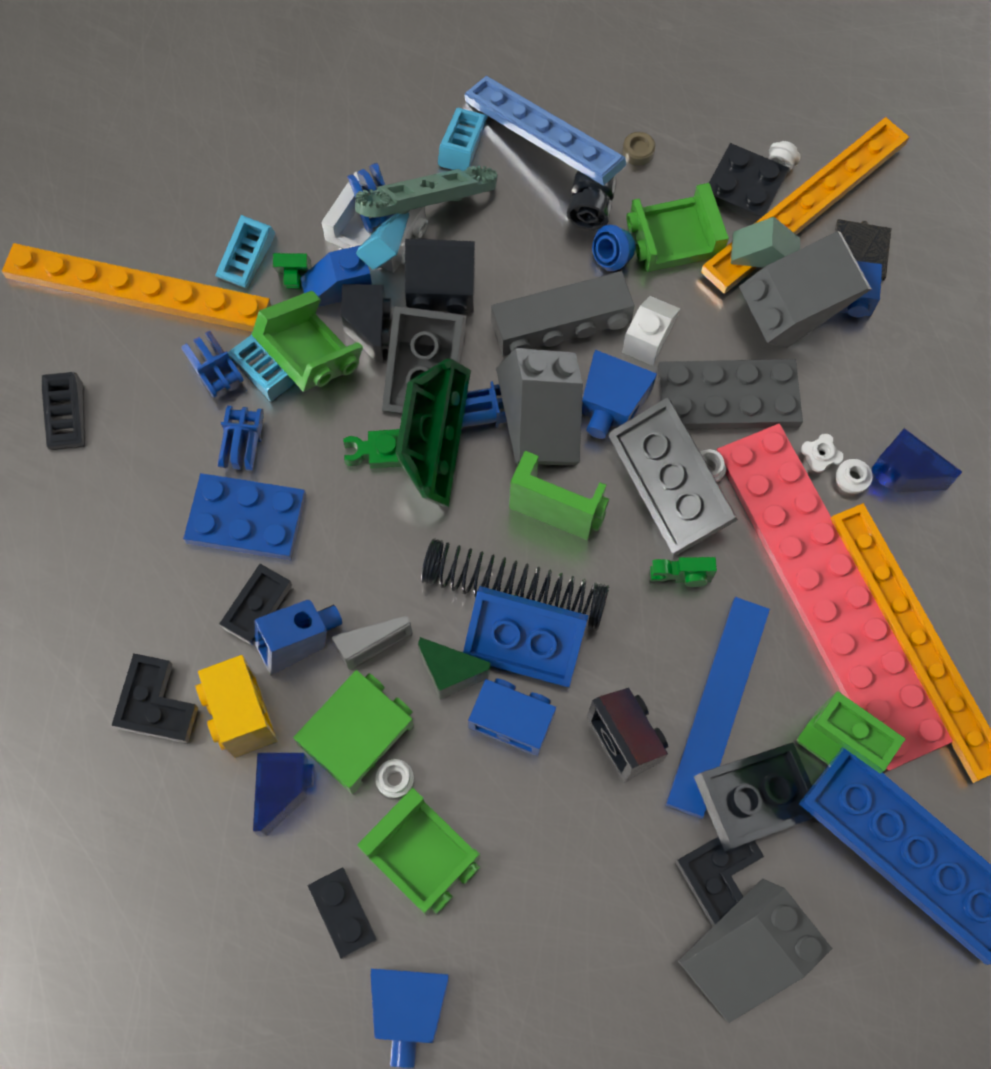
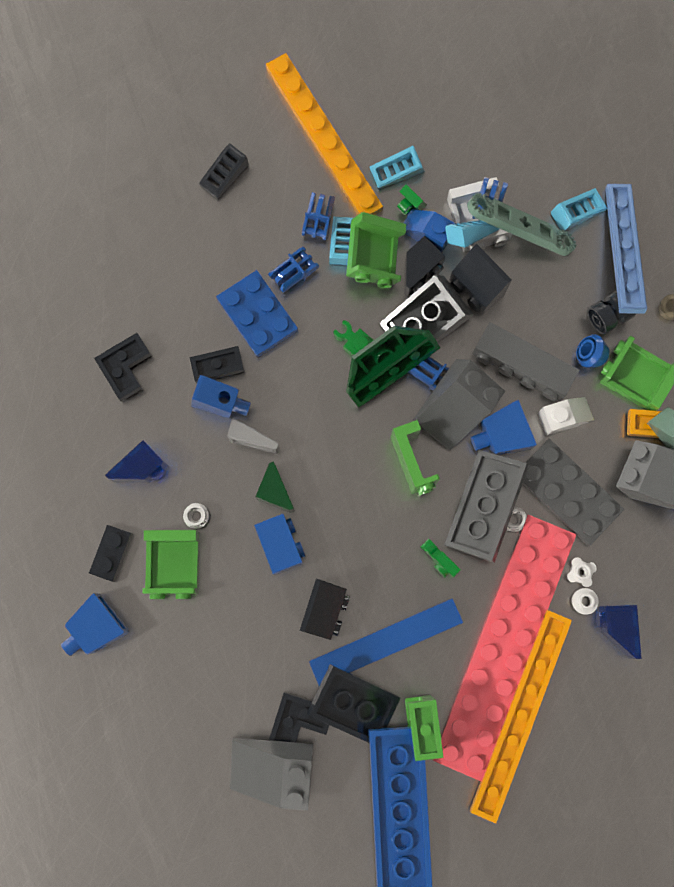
camera: 50 degrees right, 10 degrees up
(236, 706) = (154, 407): yellow brick -> none
(354, 729) = (199, 474): bright green panel -> none
(433, 569) = (322, 429): black piece -> none
(525, 636) = (324, 511): blue plate -> none

